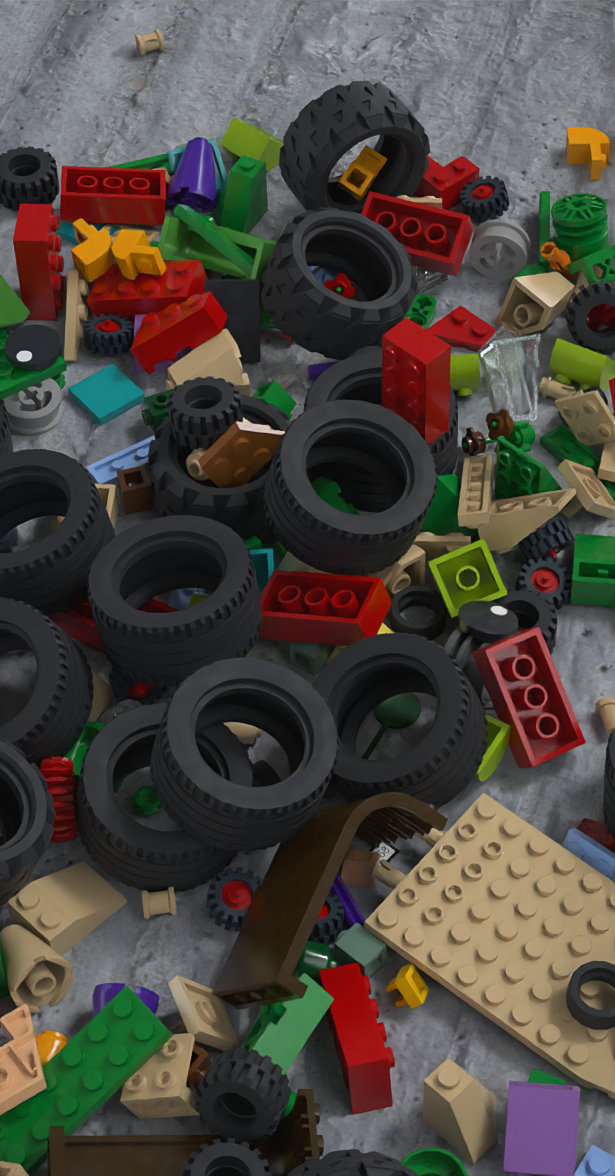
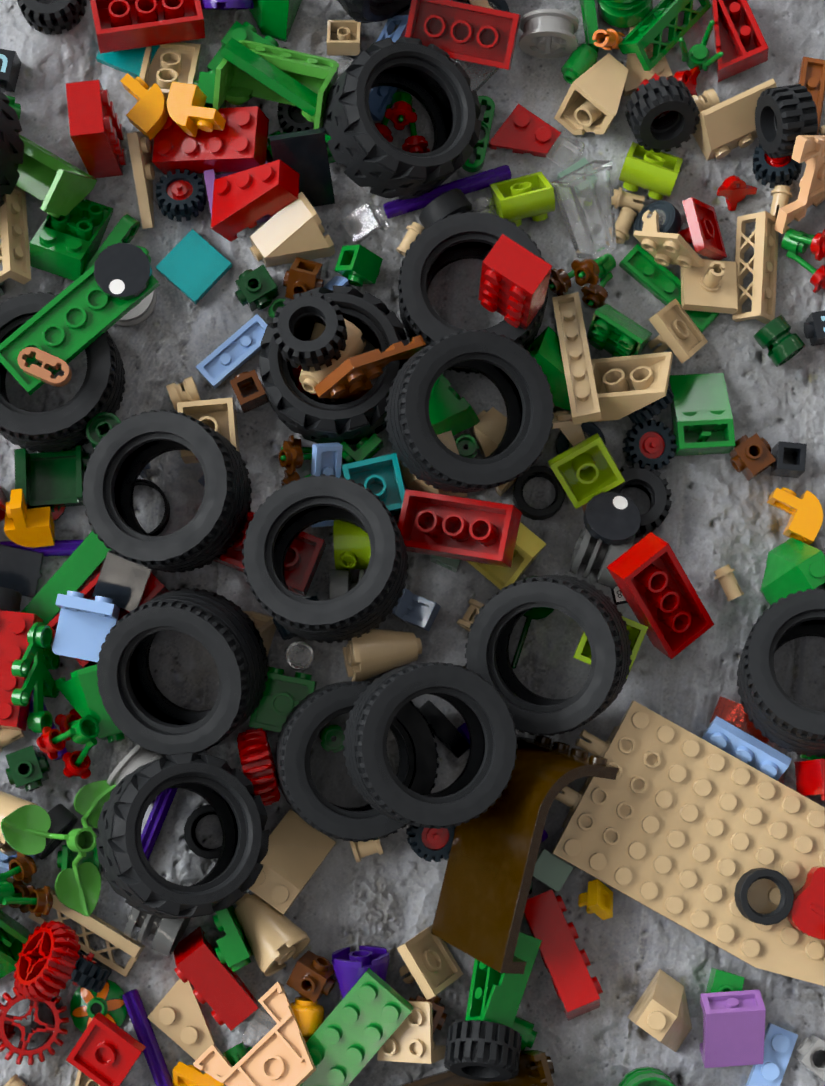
camera: 10 degrees left, 30 degrees up
(65, 1011) = (312, 977): none -> reddish brown brick
(547, 410) = (623, 224): none -> tan pin

